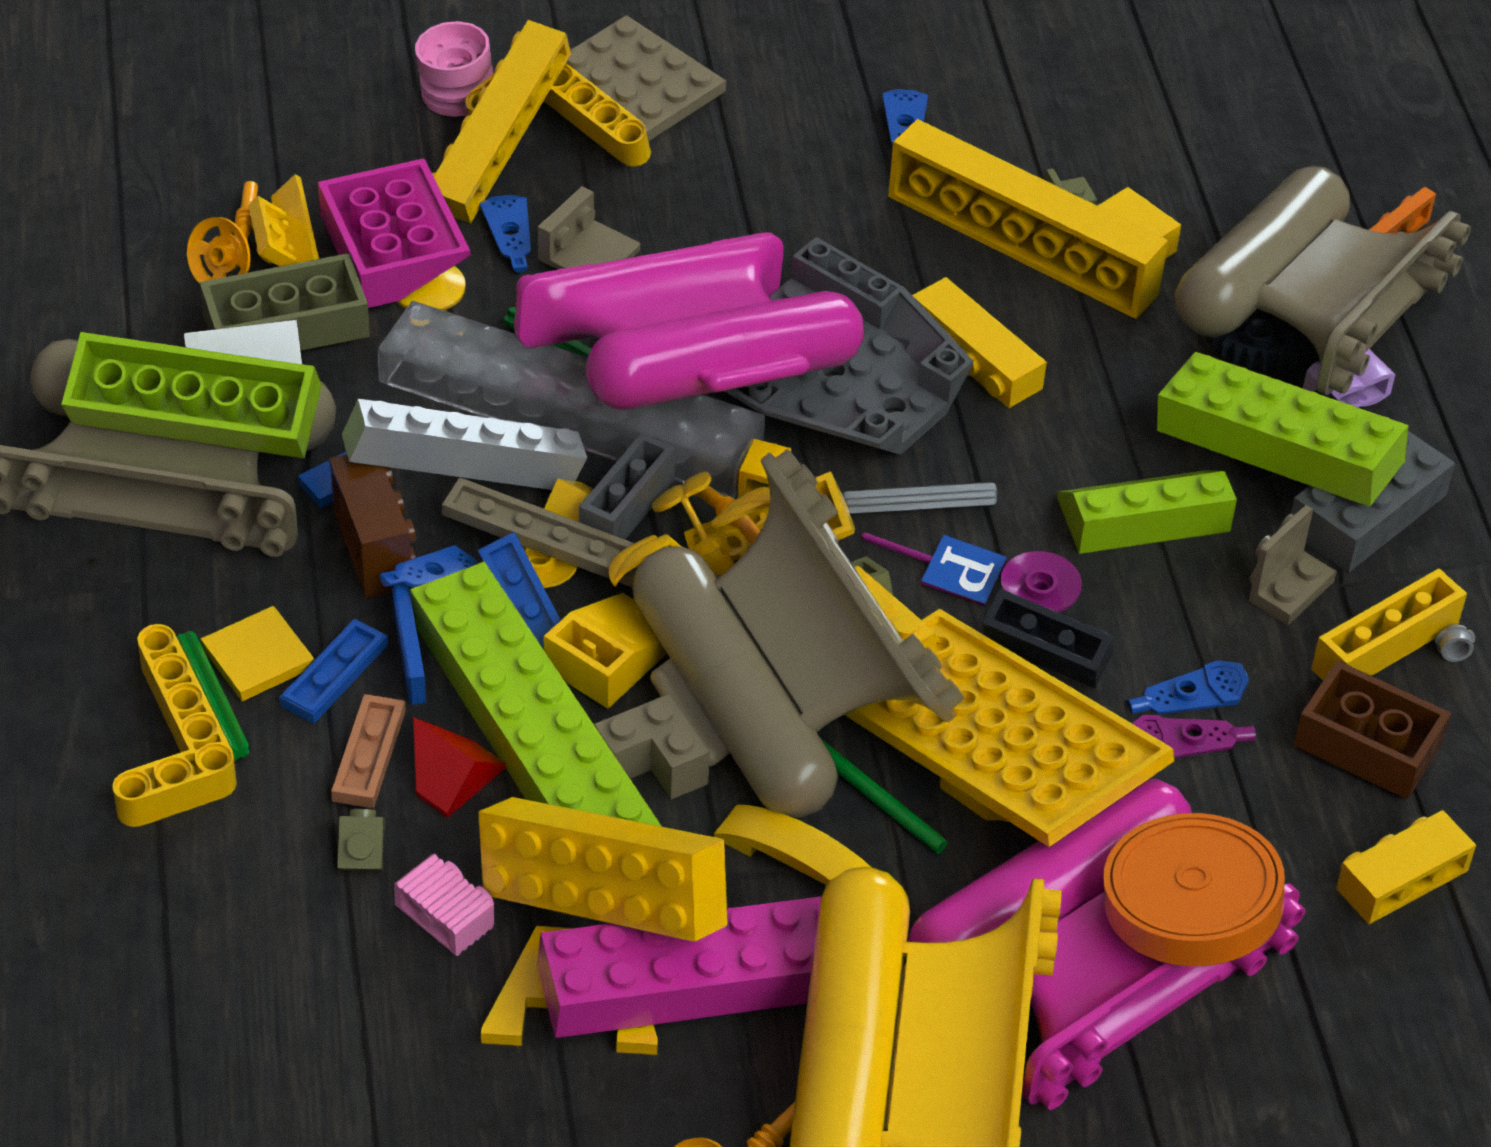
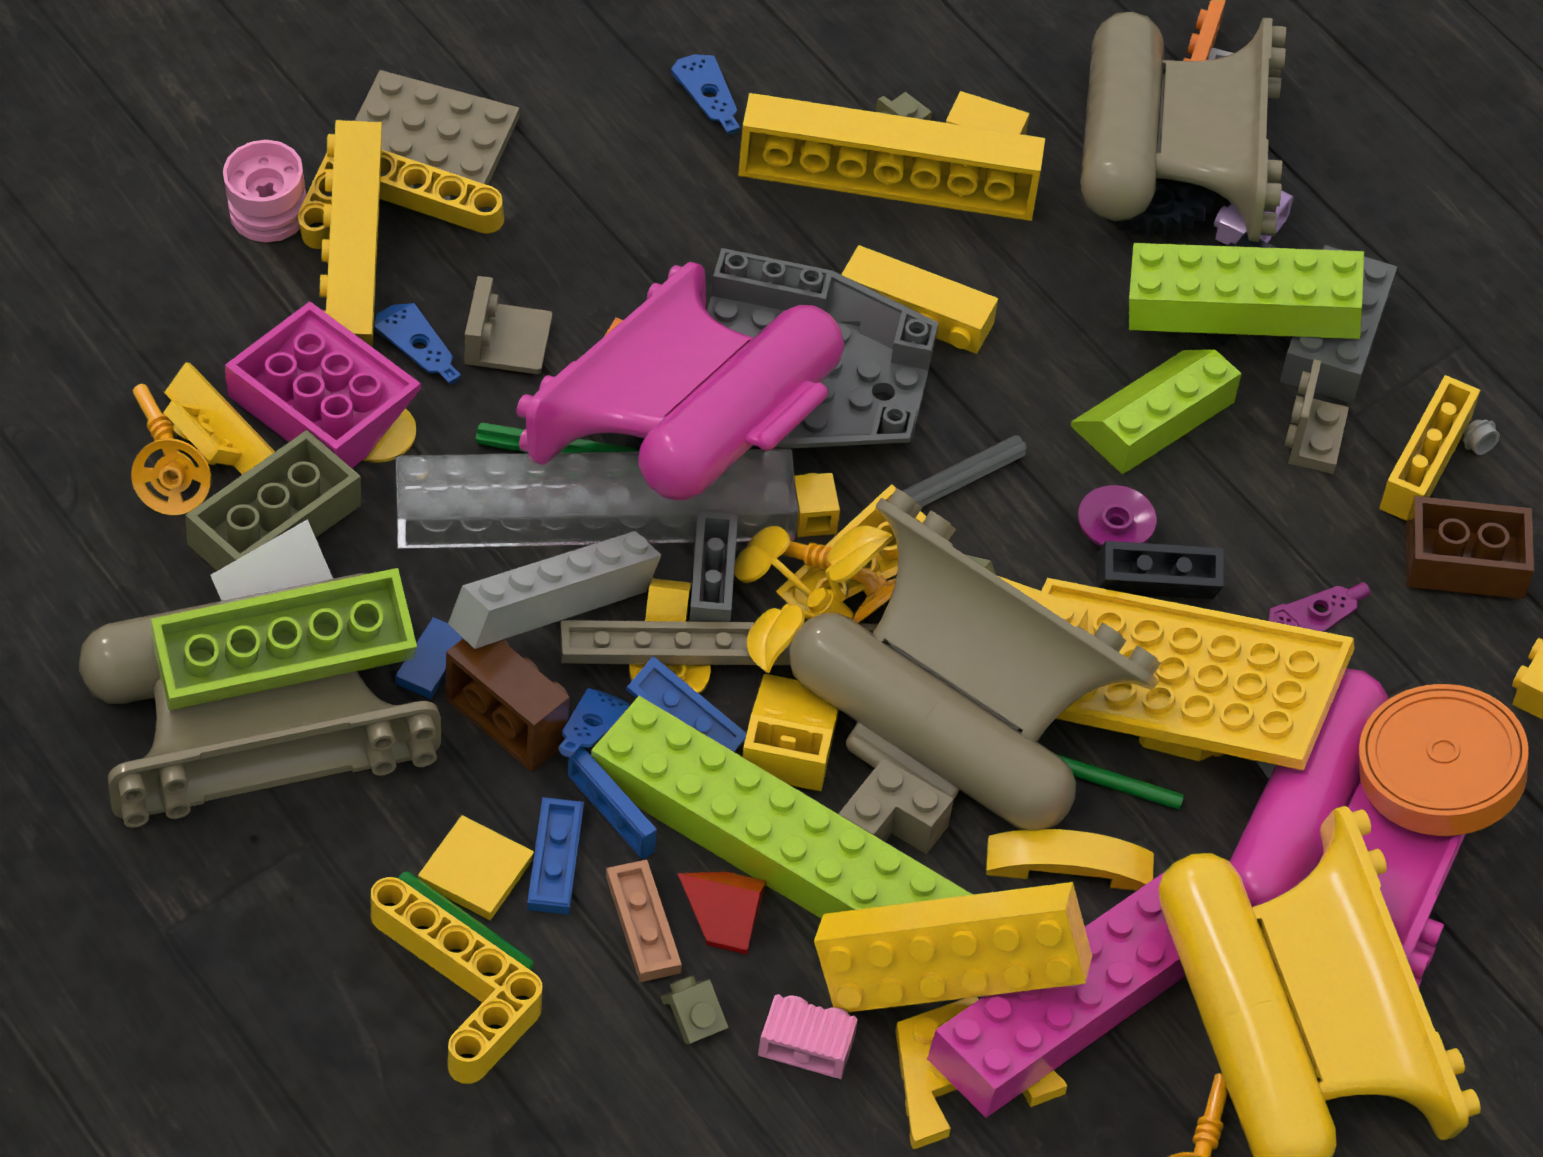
camera: 30 degrees left, 5 degrees up
(954, 567) = (1031, 530): blue piece -> none
(1213, 686) = (1310, 552): blue piece -> none

